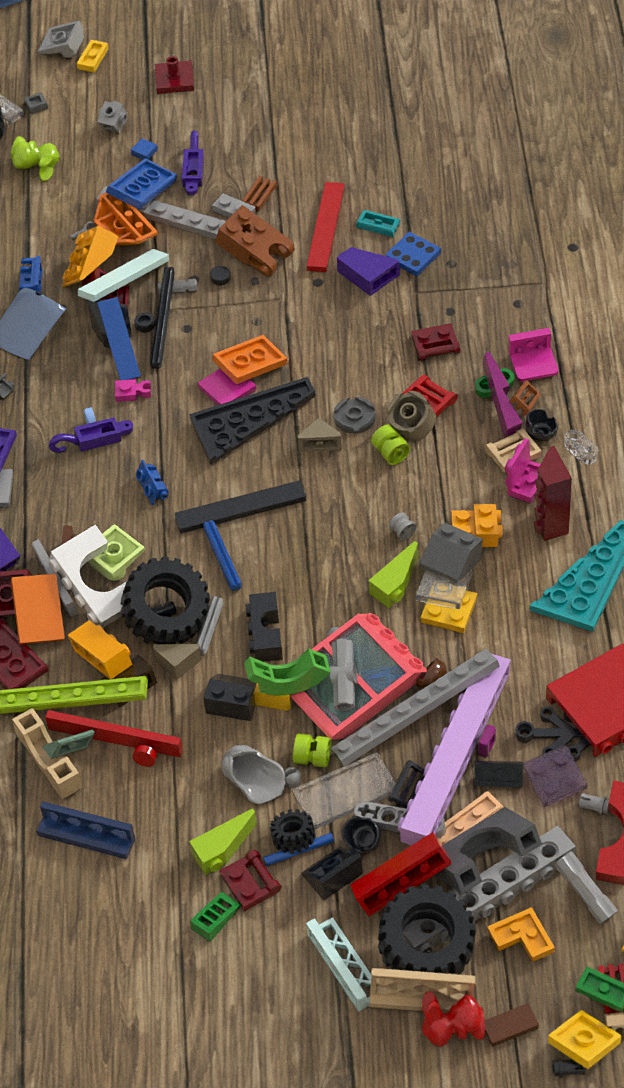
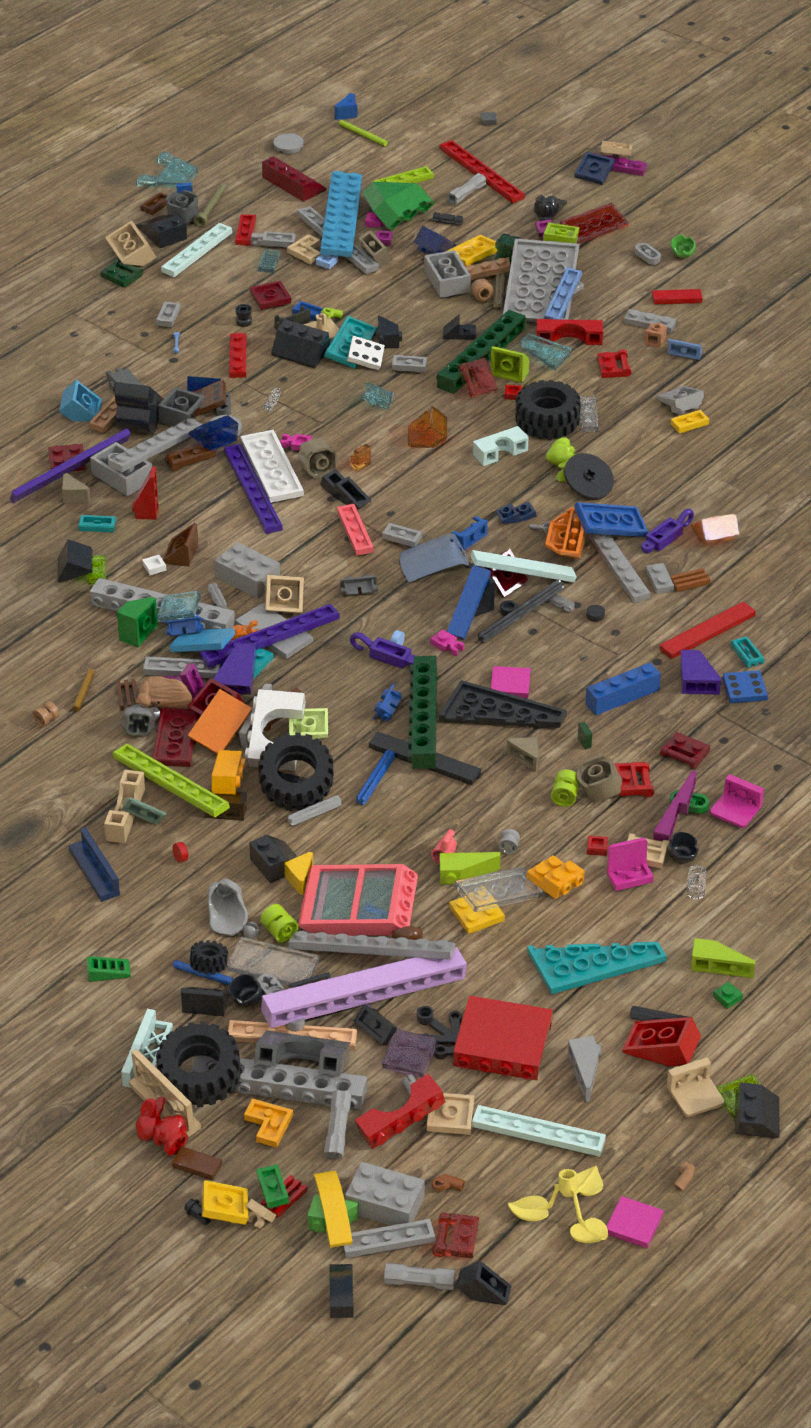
camera: 40 degrees right, 10 degrees down
(36, 103) = (614, 428): dark grey tile -> none
(48, 233) = (509, 514): none -> dark blue slope
(72, 158) = (585, 486): none -> black piece
(91, 250) = (520, 541): light orange slope -> none
(112, 116) = (649, 466): light grey brick -> none
(114, 733) = (179, 827): red tile -> none
(144, 149) = (648, 503): blue tile -> none
(174, 76) = (730, 469): dark red tile -> none
(177, 658) = (270, 813): dark tan slope -> none
(196, 465) = (424, 715): none -> dark green brick
(219, 844) = (163, 932): lime slope -> none
(229, 134) = (716, 528): none -> clear orange slope
(243, 884) = (147, 963): dark red plate -> none
(249, 359) = (542, 674): orange plate -> none
(253, 241) = (639, 602): dark orange brick -> none
(265, 642) = (334, 842): black arch -> none
(291, 677) = (308, 866): bright green arch -> none
(327, 324) = (622, 688): none -> blue brick
(343, 674) = (346, 890): light grey piece -> none
(347, 387) = (584, 735): none -> dark green tile
(354, 415) = (570, 756): dark grey tile -> none
(361, 572) = (445, 845): none -> coral piece
(400, 872) = (240, 1023): red brick -> none
(451, 552) = (512, 875): dark grey slope -> none
(469, 475) = (597, 845): none -> red tile
(487, 741) = (393, 1000): magenta tile -> none
(521, 402) = (698, 830): dark orange tile -> none
(552, 497) = (615, 884): dark red slope -> none

